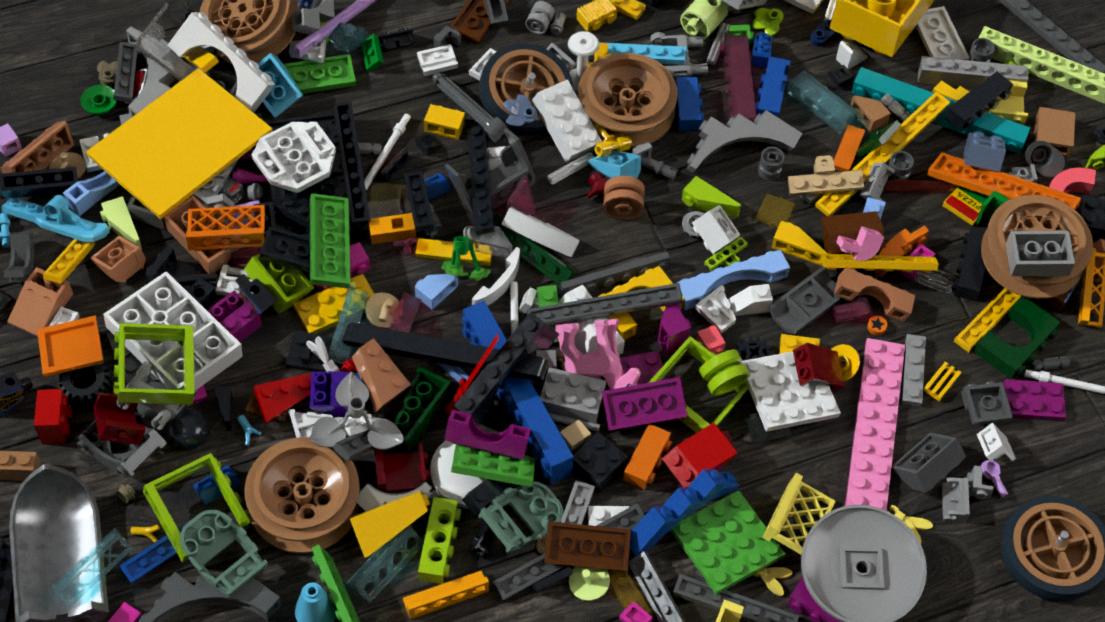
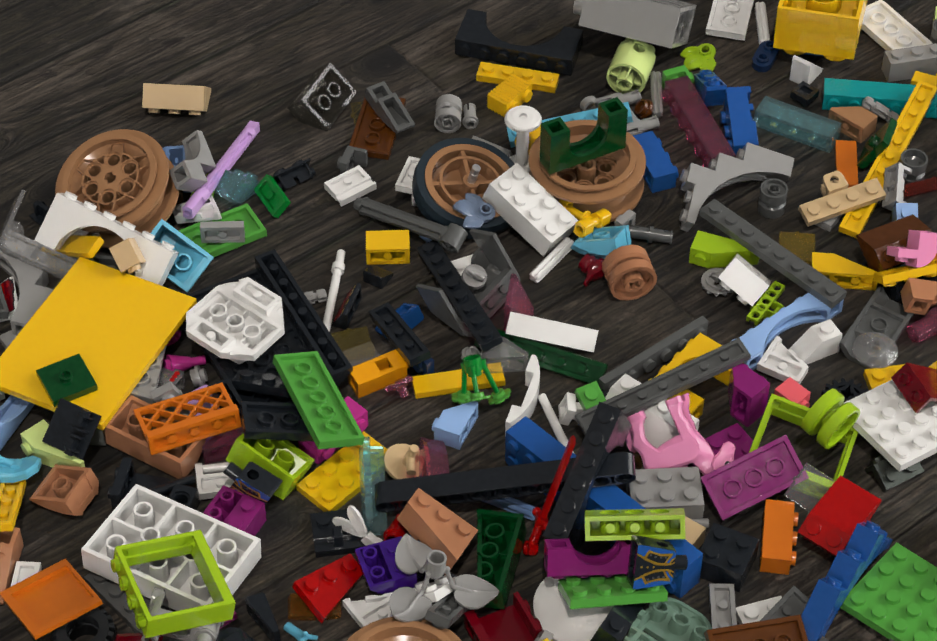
camera: 15 degrees left, 10 degrees down
(136, 212) = (71, 428): none -> black hinge
(146, 170) = (66, 379): none -> dark green plate
(231, 78) = (127, 255): none -> tan brick
(318, 74) = (222, 231): none -> light grey plate
(497, 168) = (474, 276): none -> light grey piece
(525, 419) = (623, 523): none -> lime brick
(528, 454) = (652, 562): none -> torso
(644, 78) = (607, 137): none -> dark green arch
(685, 424) = (809, 487): none -> clear piece
(701, 54) = (644, 108): none -> reddish brown plate
(747, 213) = (773, 253): none -> dark grey plate
(795, 327) = (875, 350): none -> clear dish

